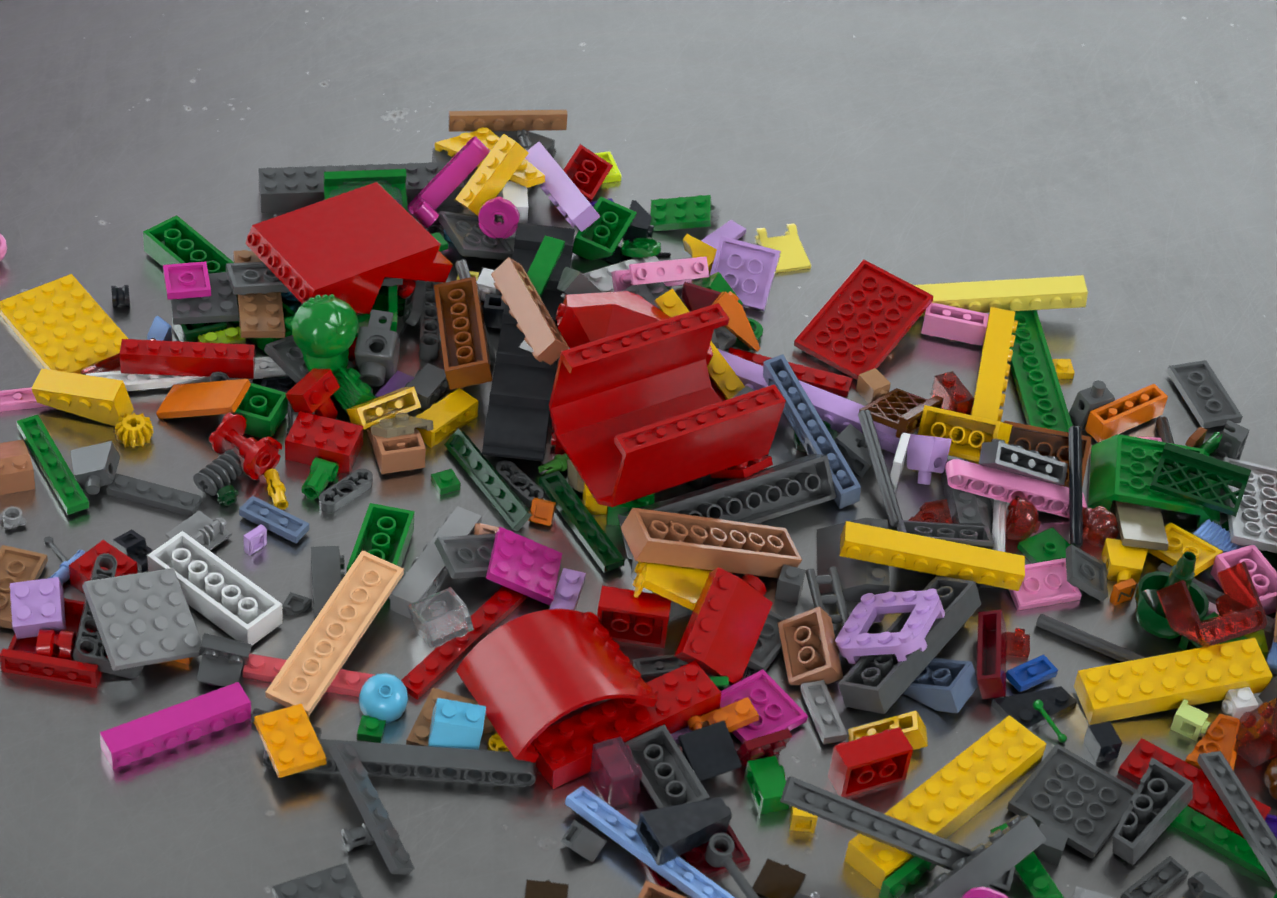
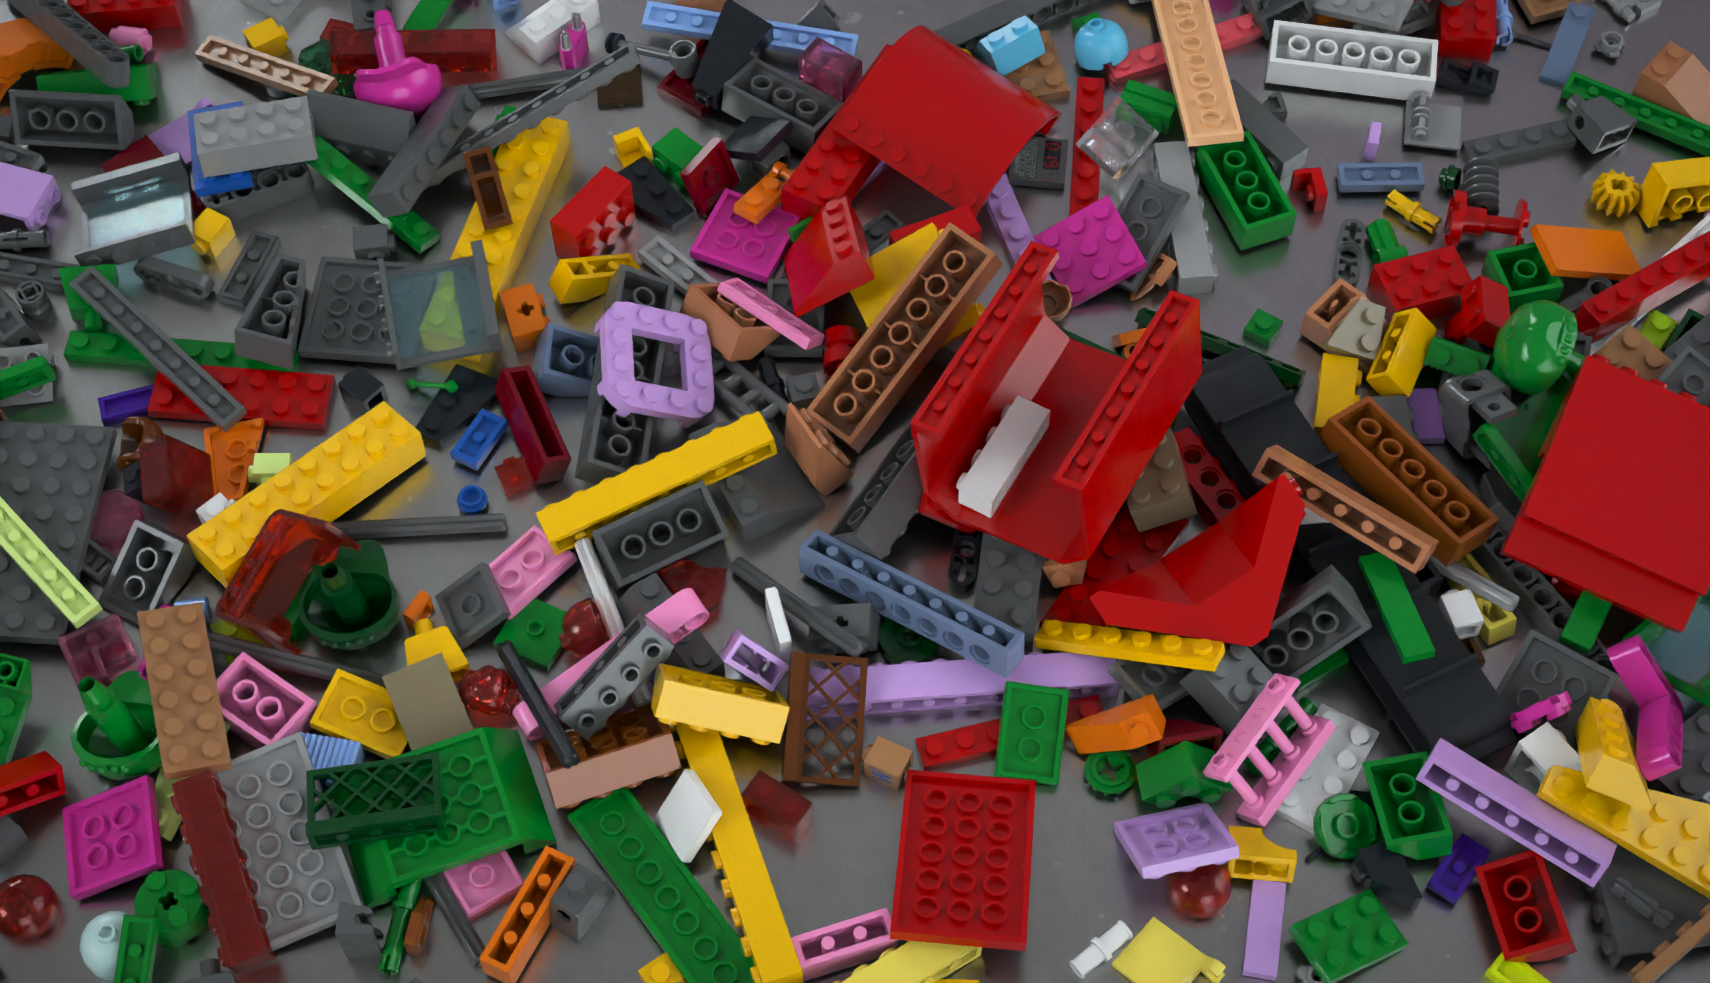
camera: 155 degrees right, 15 degrees up
(38, 529) = (1567, 43): none -> sand blue slope
(328, 532) = (1314, 185): none -> red bracket
(389, 643) = (1152, 104): none -> green brick
(577, 554) = (1056, 300): none -> nougat hair
(785, 638) = (771, 313): none -> bright pink tile
(794, 353) = (1031, 733): none -> green tile
(805, 601) = (770, 377): none -> black pin
(806, 767) = (656, 195): none -> black wing
(811, 531) = (815, 451): none -> nougat slope
(813, 268) = (1100, 949): none -> white pin
(947, 803) = (487, 188): none -> reddish brown slope
(957, 731) = (524, 315): none -> orange brick
(1009, 403) = (688, 815): none -> white tile
(1027, 739) = (438, 310): none -> clear light blue panel
(1054, 641) = (472, 499): none -> blue plate

